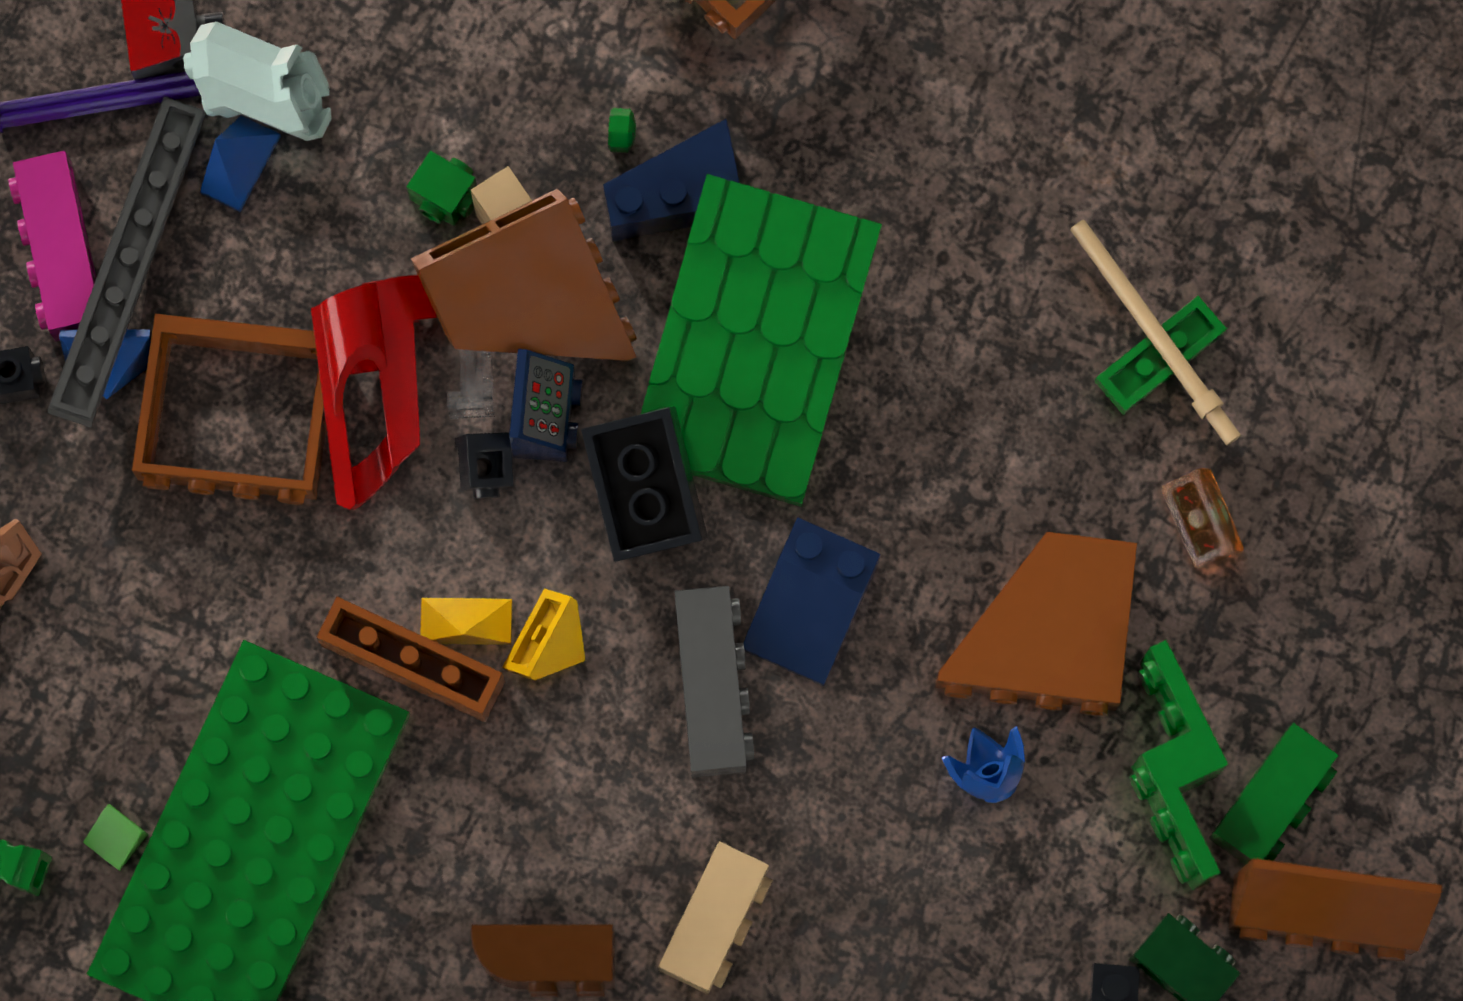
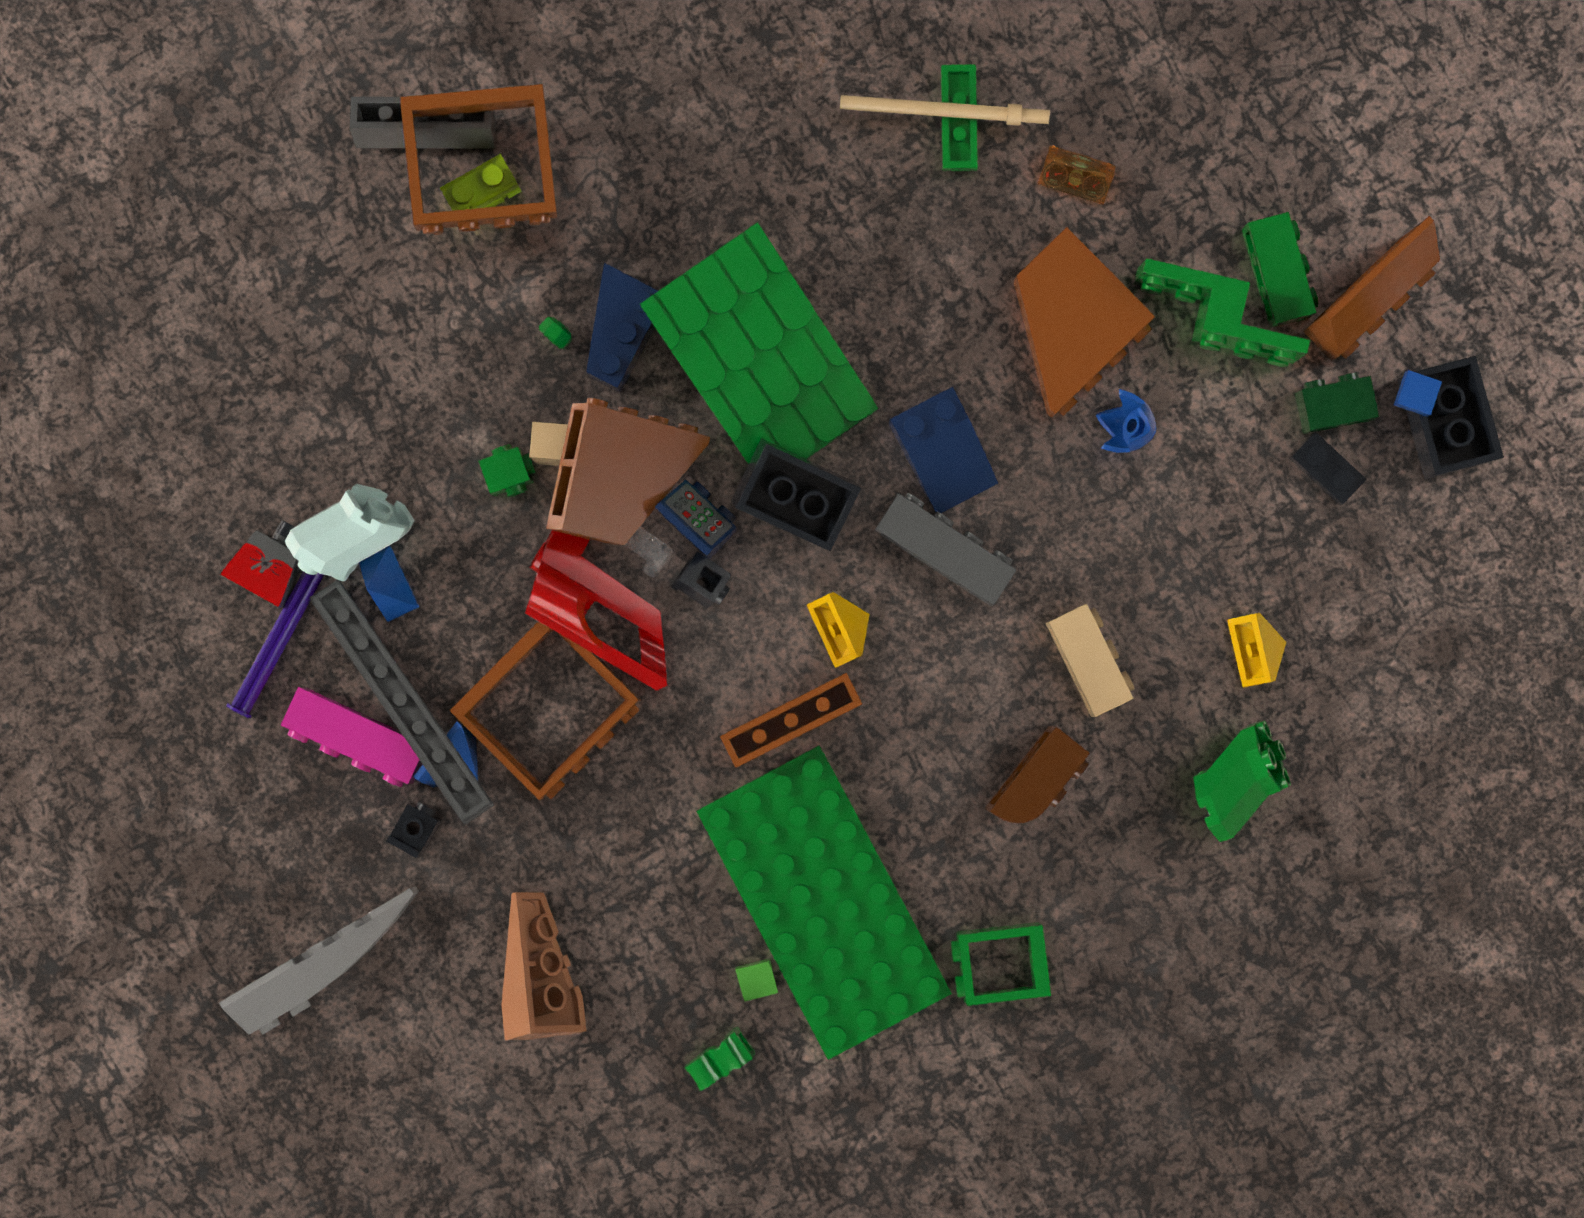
camera: 45 degrees left, 10 degrees up
(467, 620) = (789, 667): yellow slope -> none

